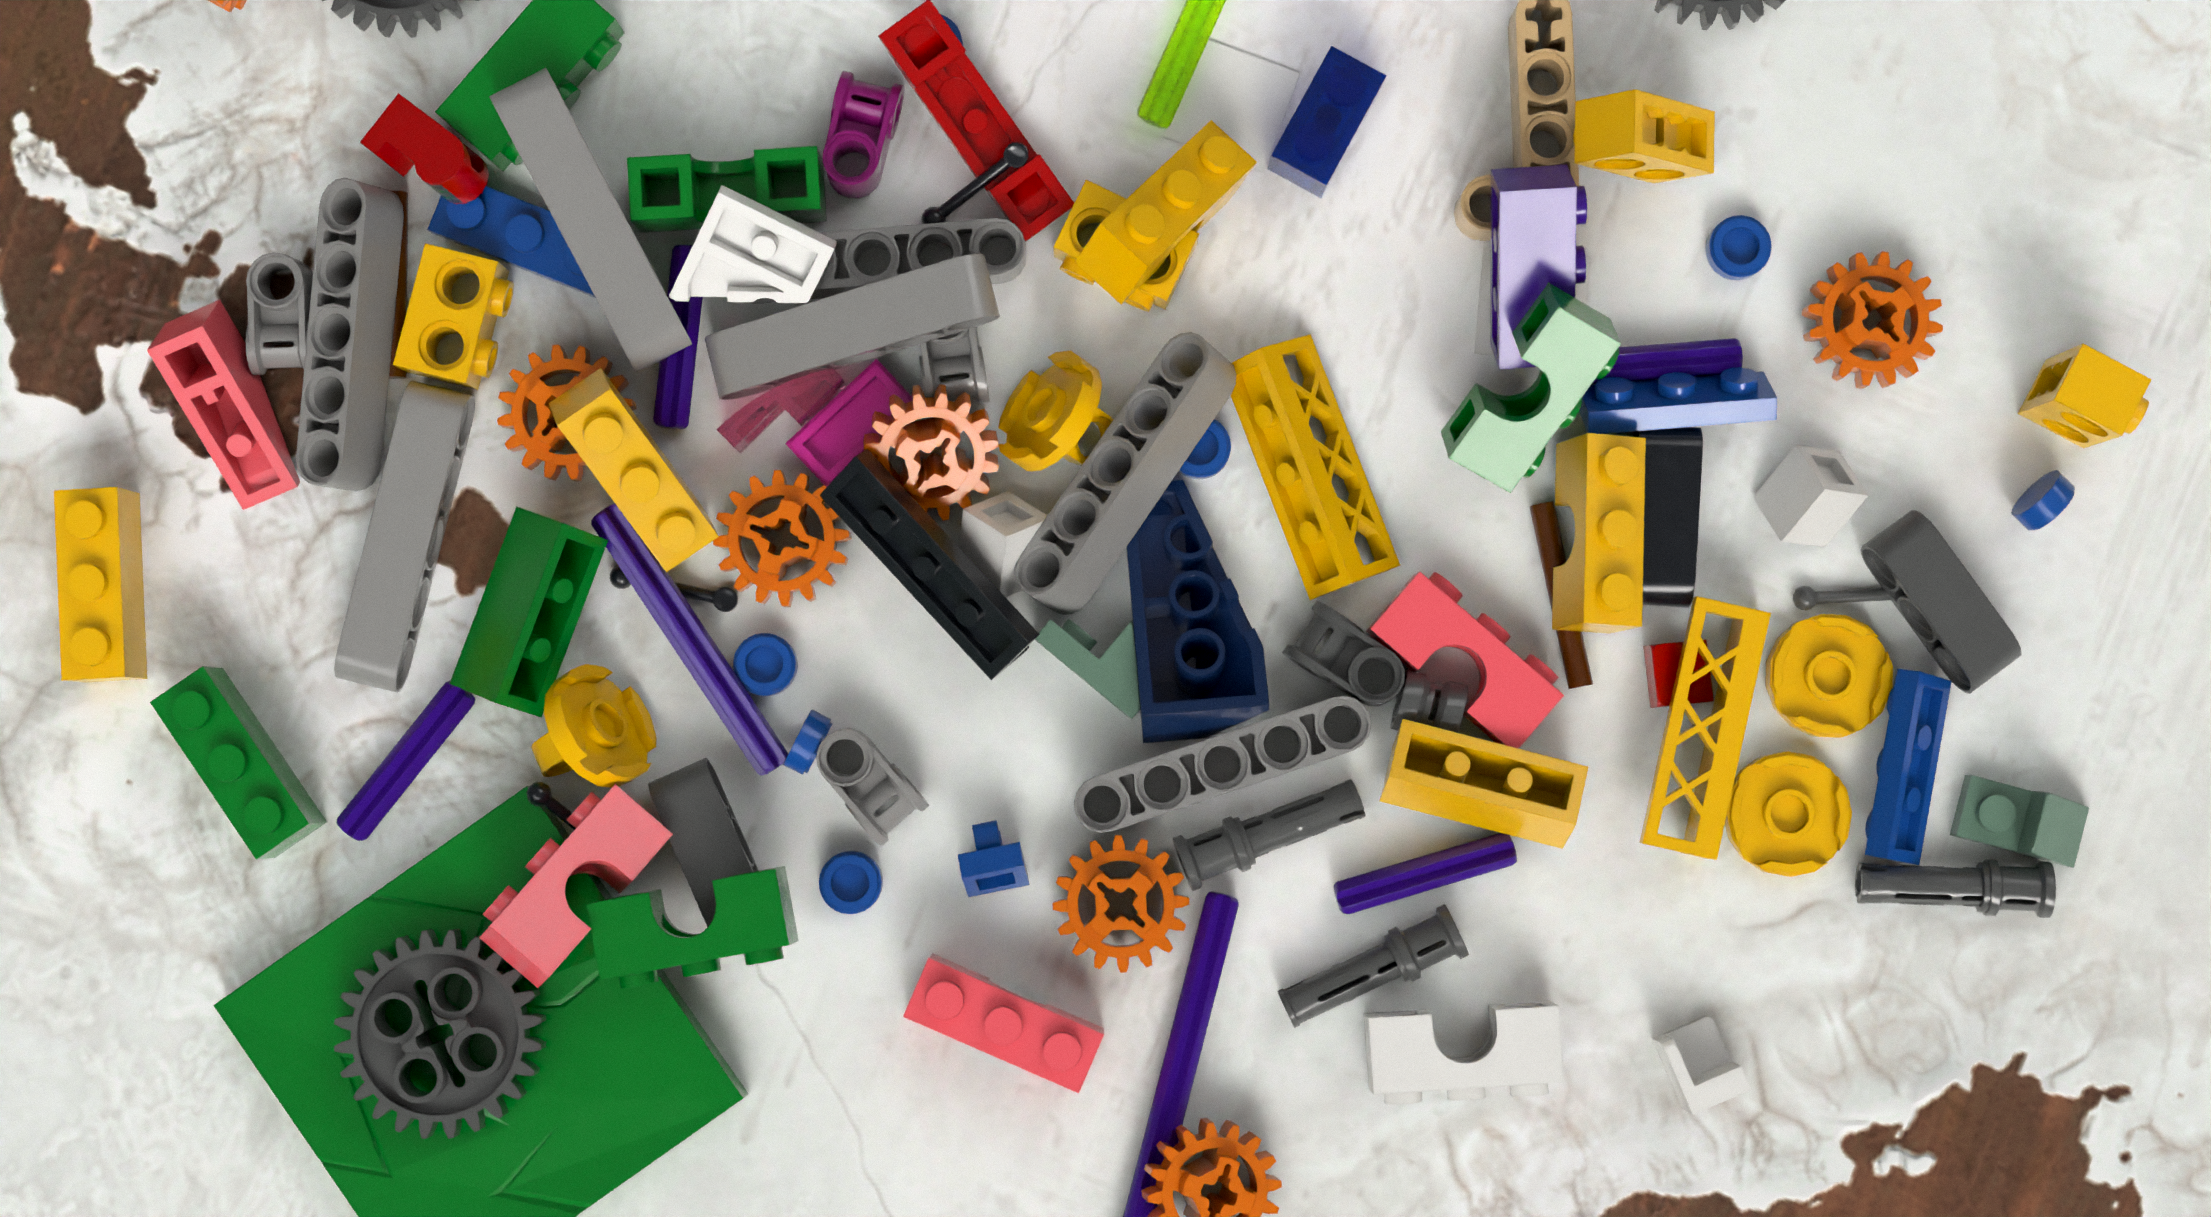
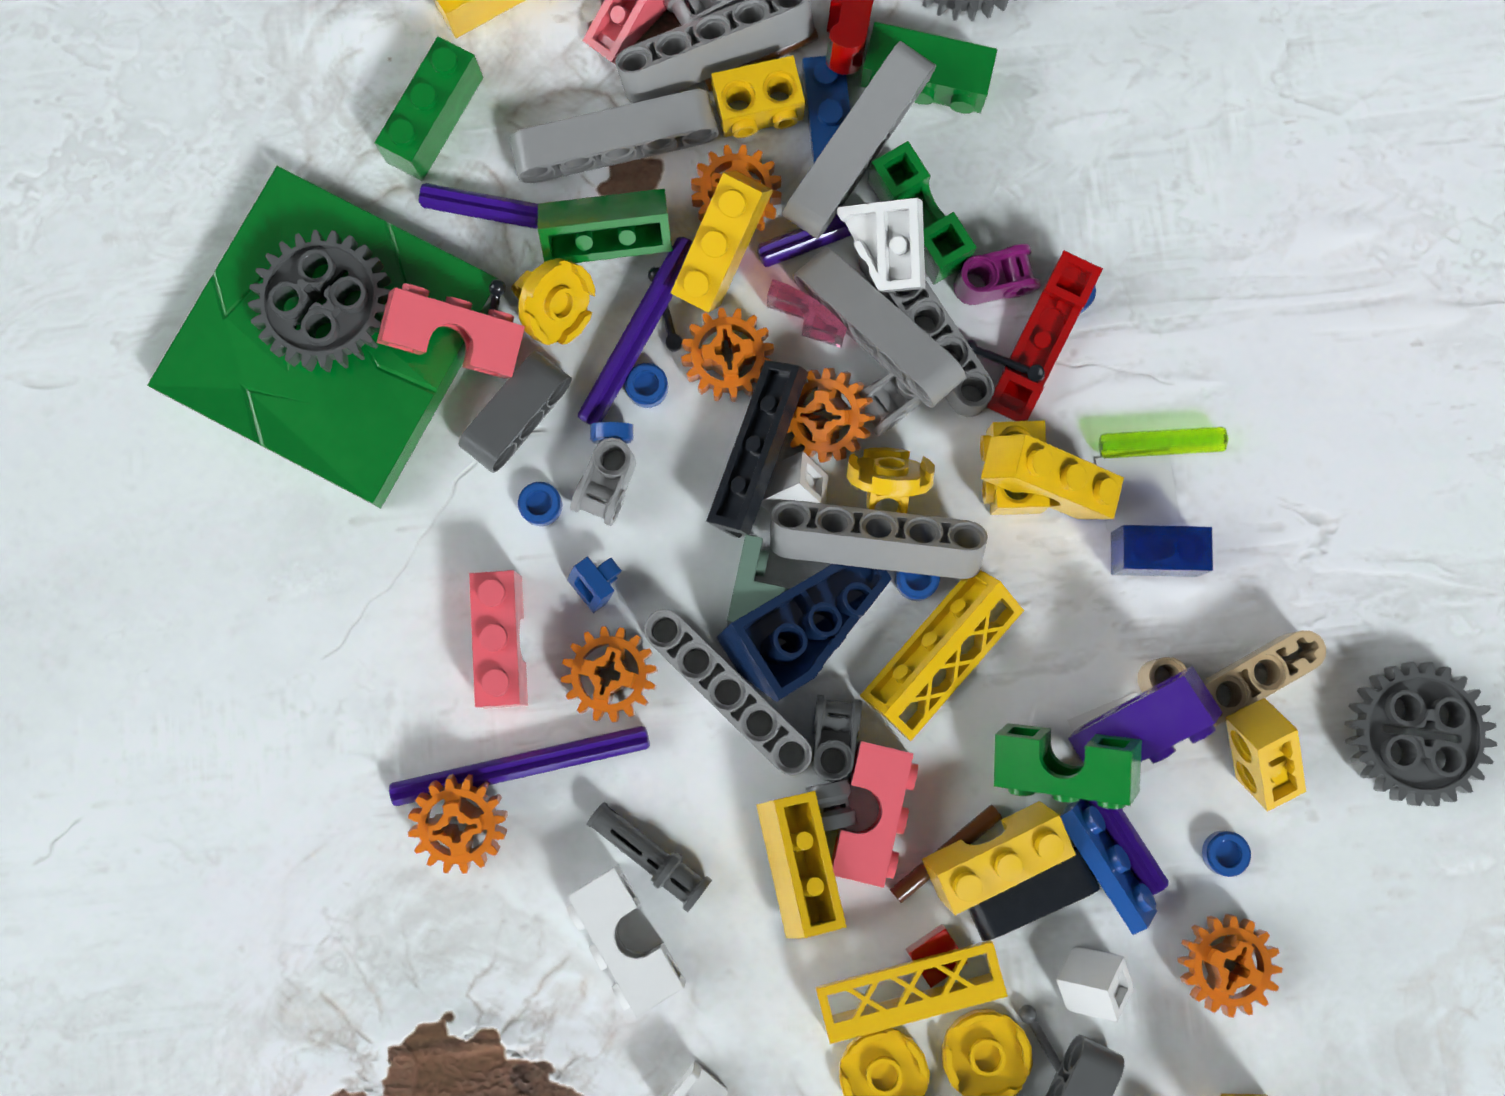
camera: 65 degrees right, 5 degrees down
(637, 938) = (439, 387): green arch -> none
(839, 428) = (818, 354): dark pink tile -> none
(1240, 842) = (685, 730): dark grey pin -> none
(1425, 873) = (726, 858): dark purple axle -> none

